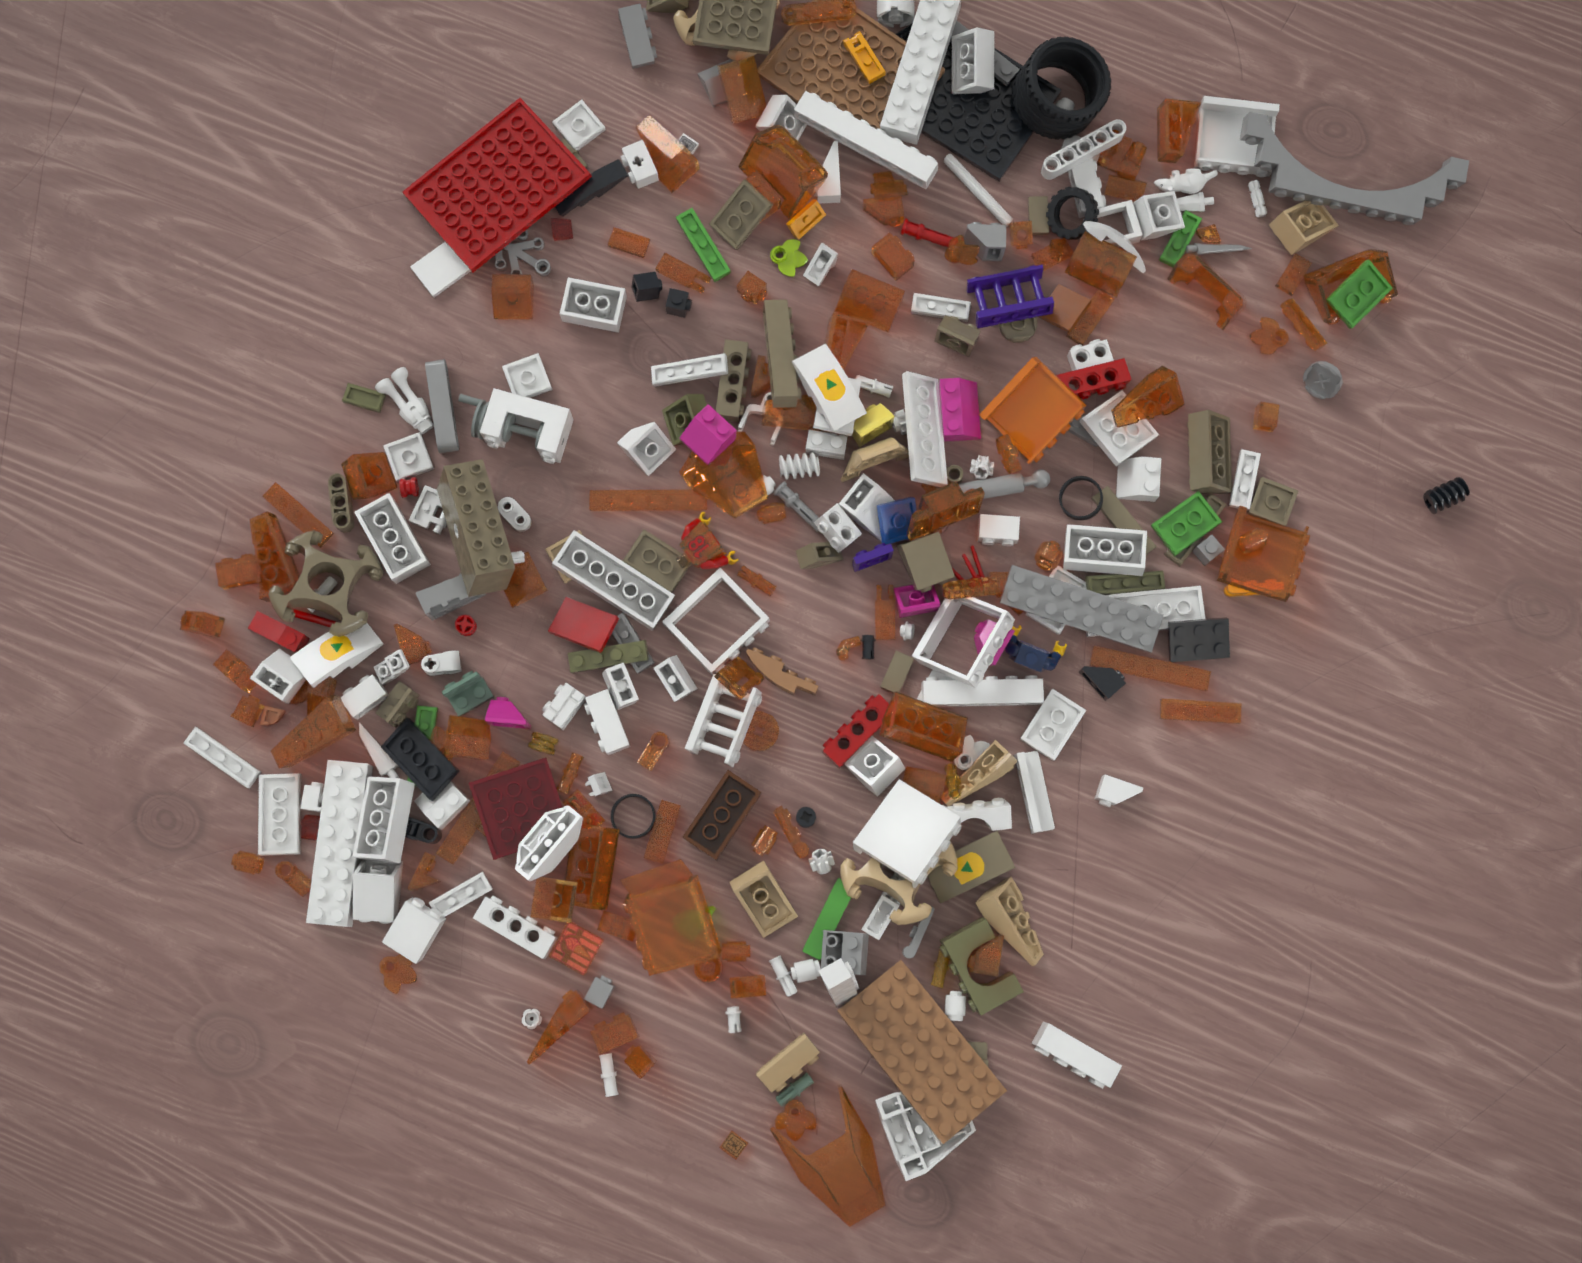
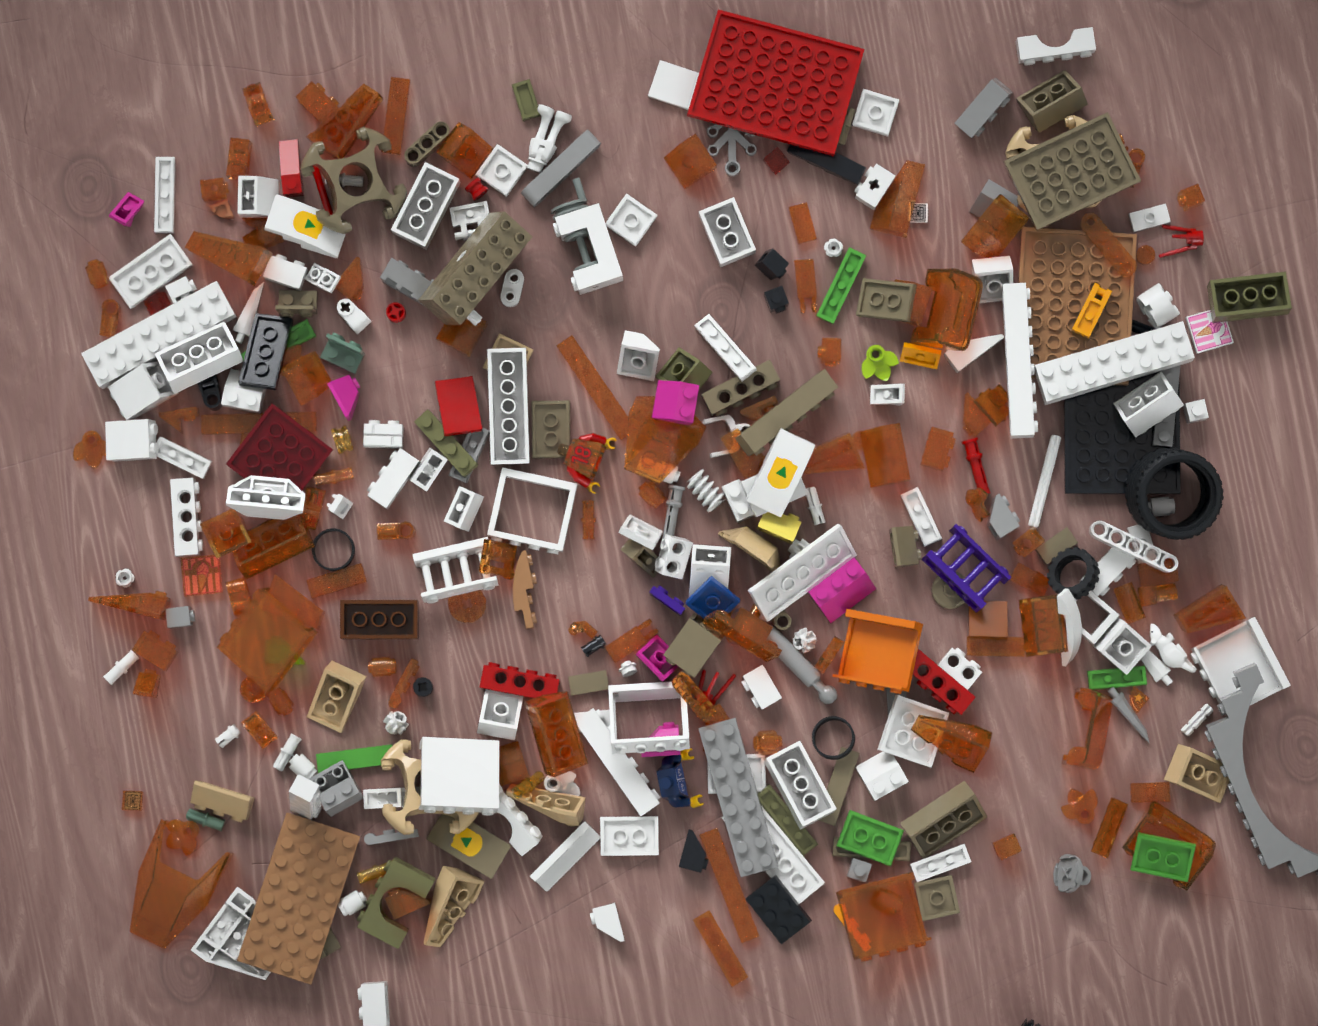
camera: 60 degrees right, 5 degrees up
(210, 798) = (127, 209): none -> dark pink slope
(667, 226) = (838, 247): none -> white plate
(798, 541) = (641, 532): none -> white tile
(1003, 34) = (1195, 411): none -> white brick

